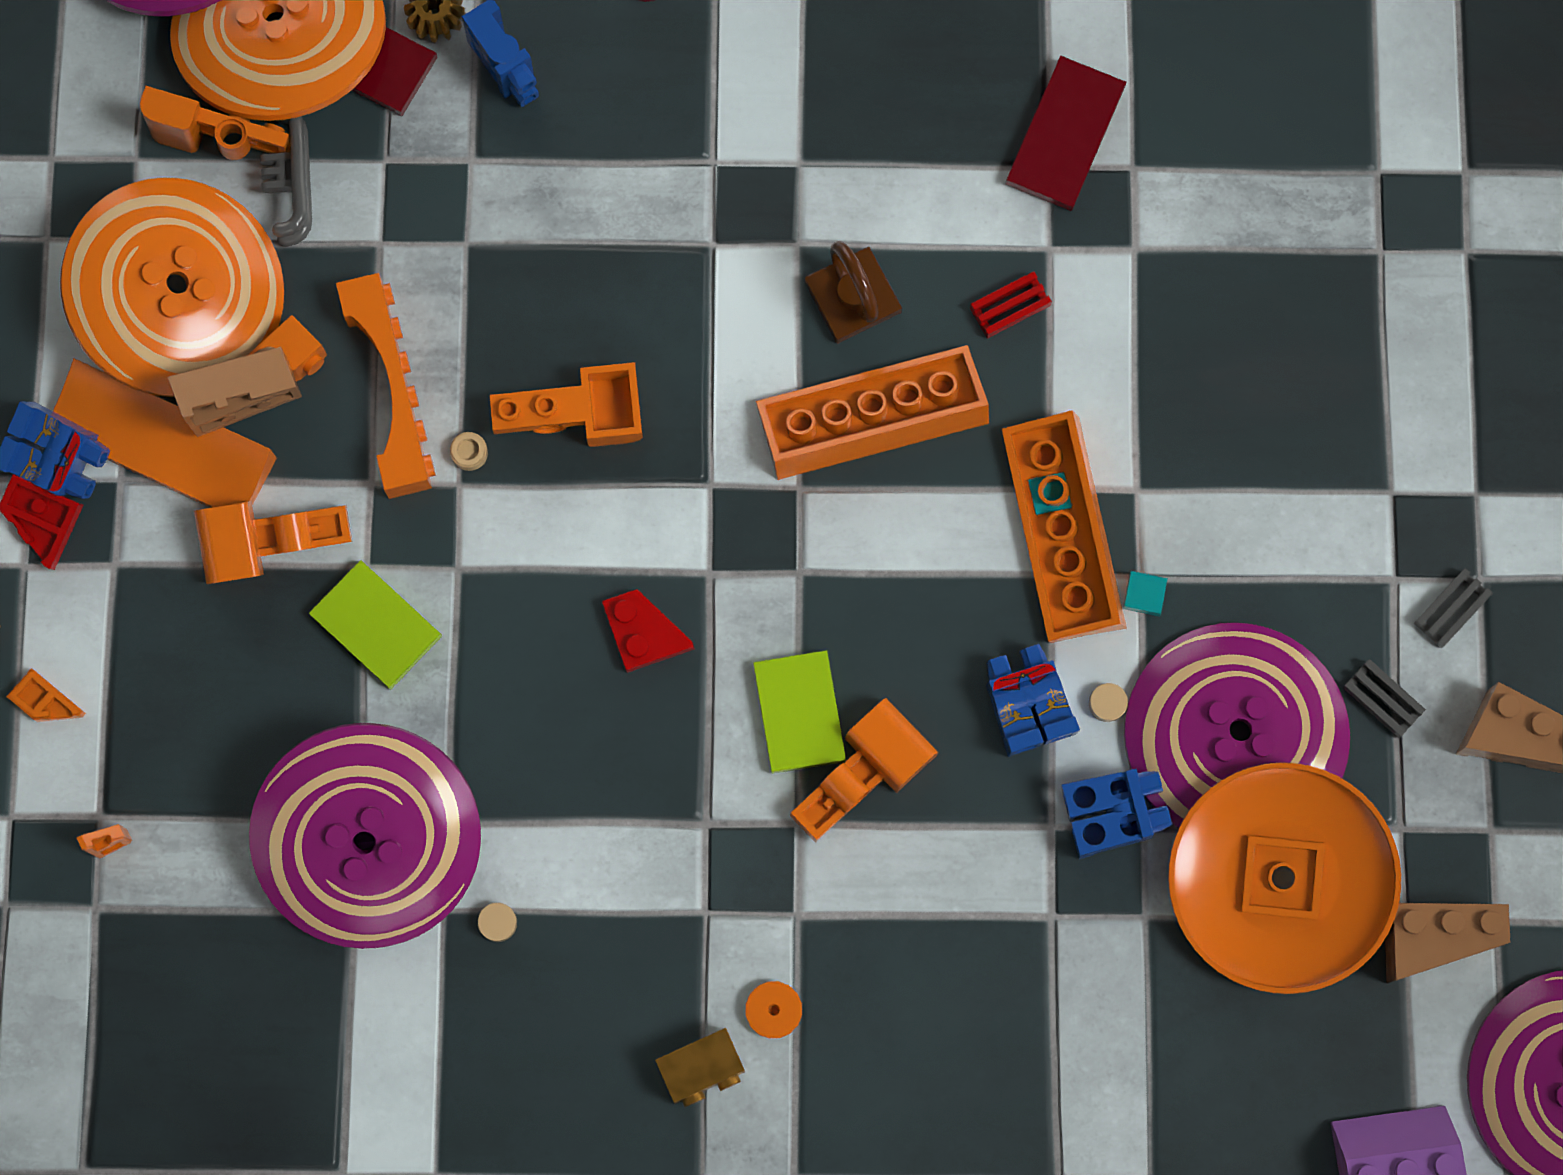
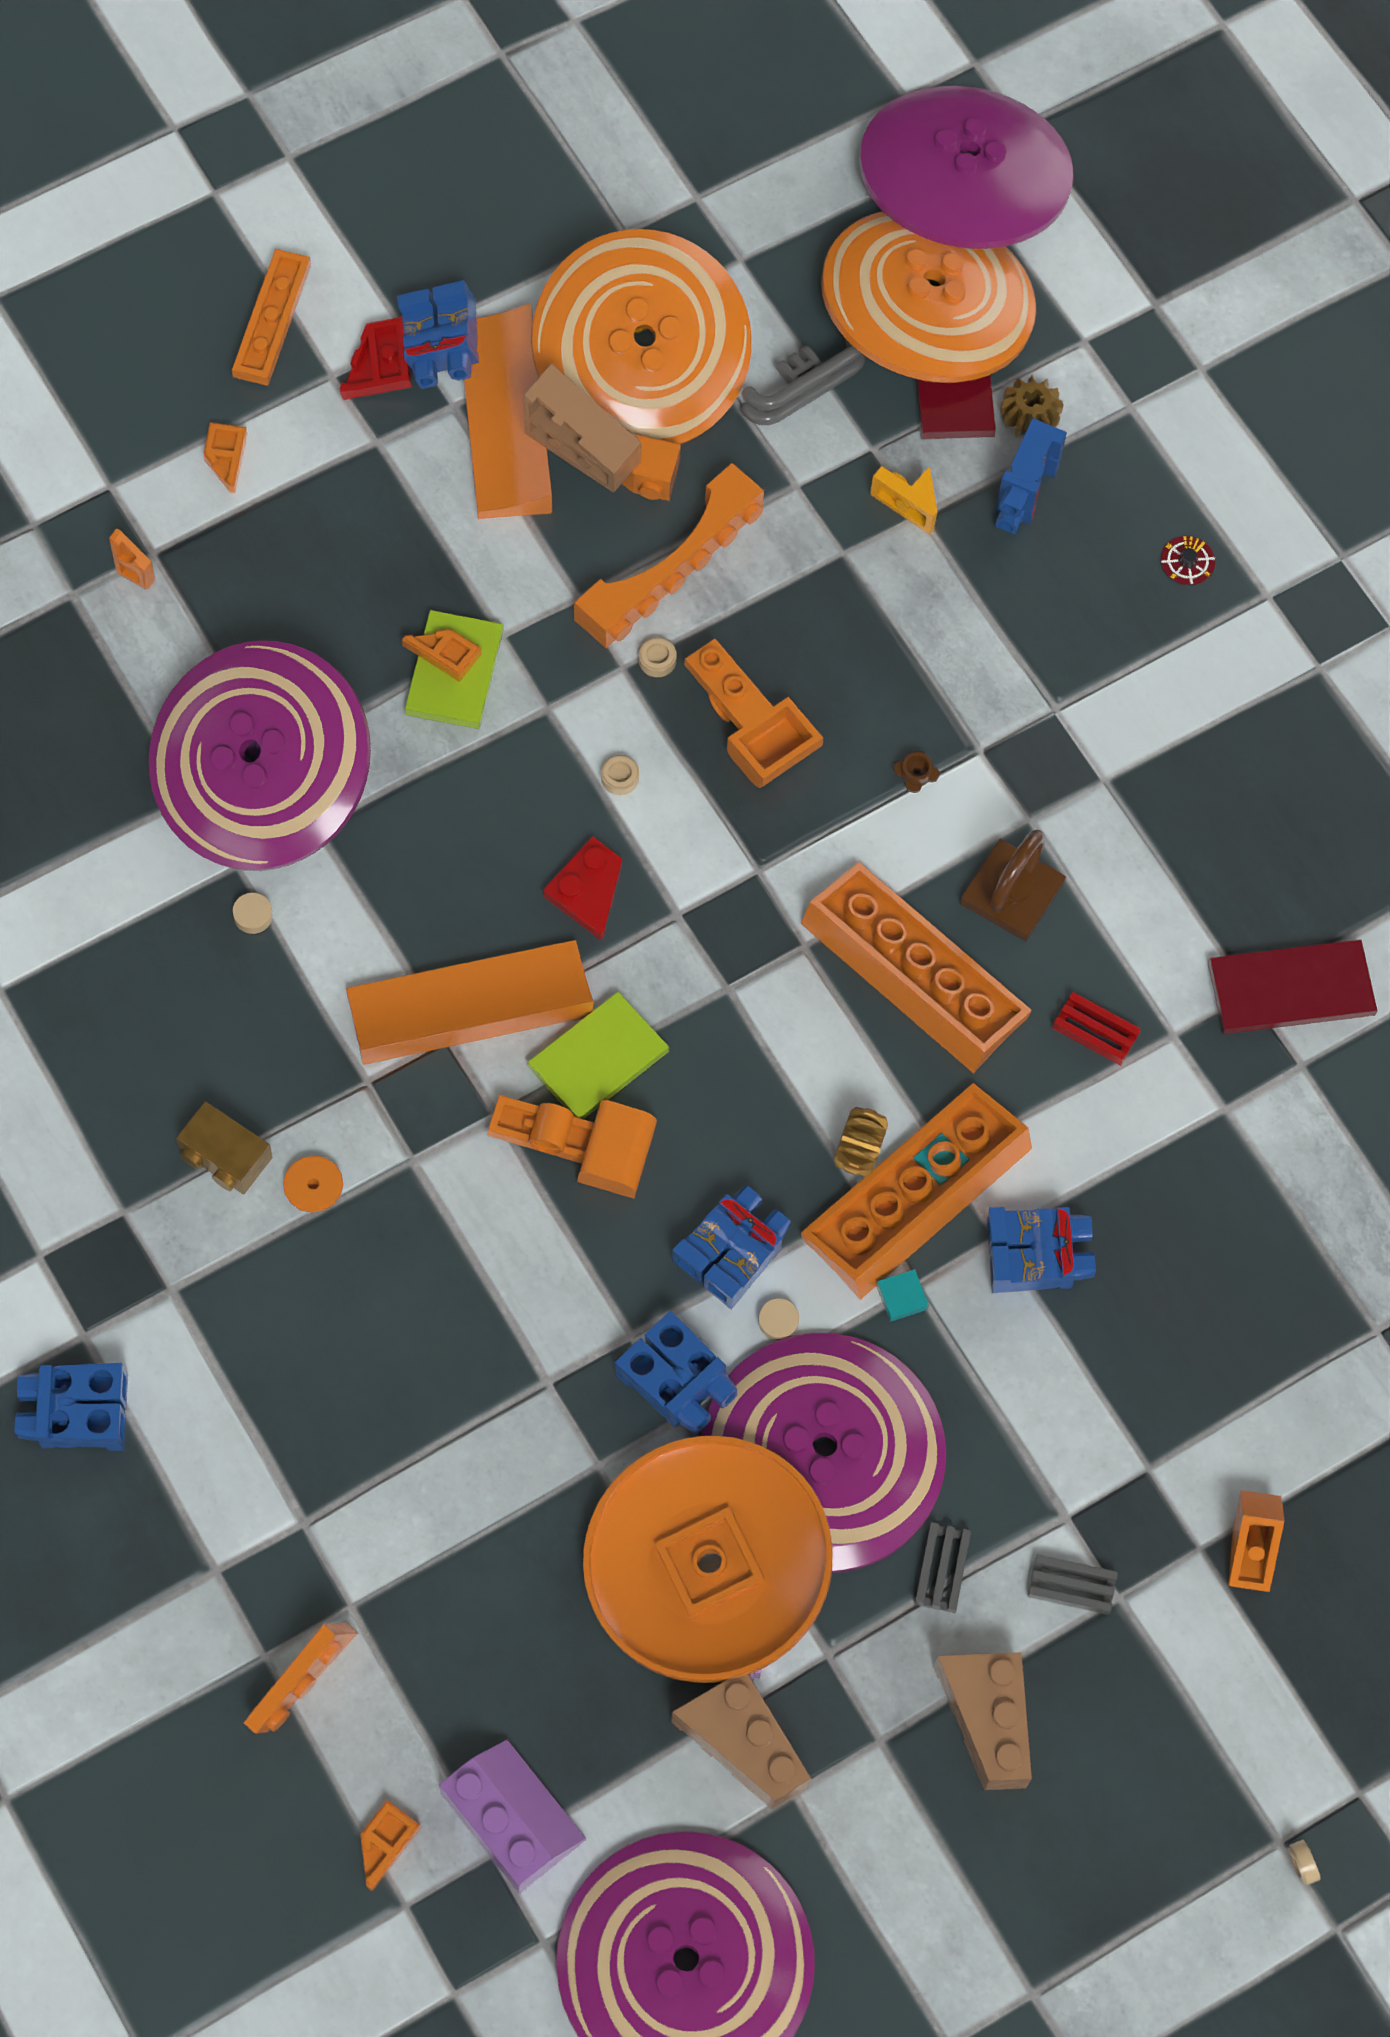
camera: 55 degrees right, 10 degrees down
(182, 122) = (792, 279): orange plate -> none
(235, 541) = (456, 518): orange plate -> none
(357, 622) = (445, 651): none -> orange tile
(464, 158) = (912, 502): none -> light orange slope
(557, 545) = (620, 775): none -> tan tile
(687, 788) = (469, 1002): none -> orange arch
(703, 296) = (920, 761): none -> reddish brown plate
(1004, 547) = (861, 1141): none -> pearl gold gear
(1176, 454) = (1036, 1249): none -> blue hips
(1499, 447) = (1255, 1540): none -> orange slope

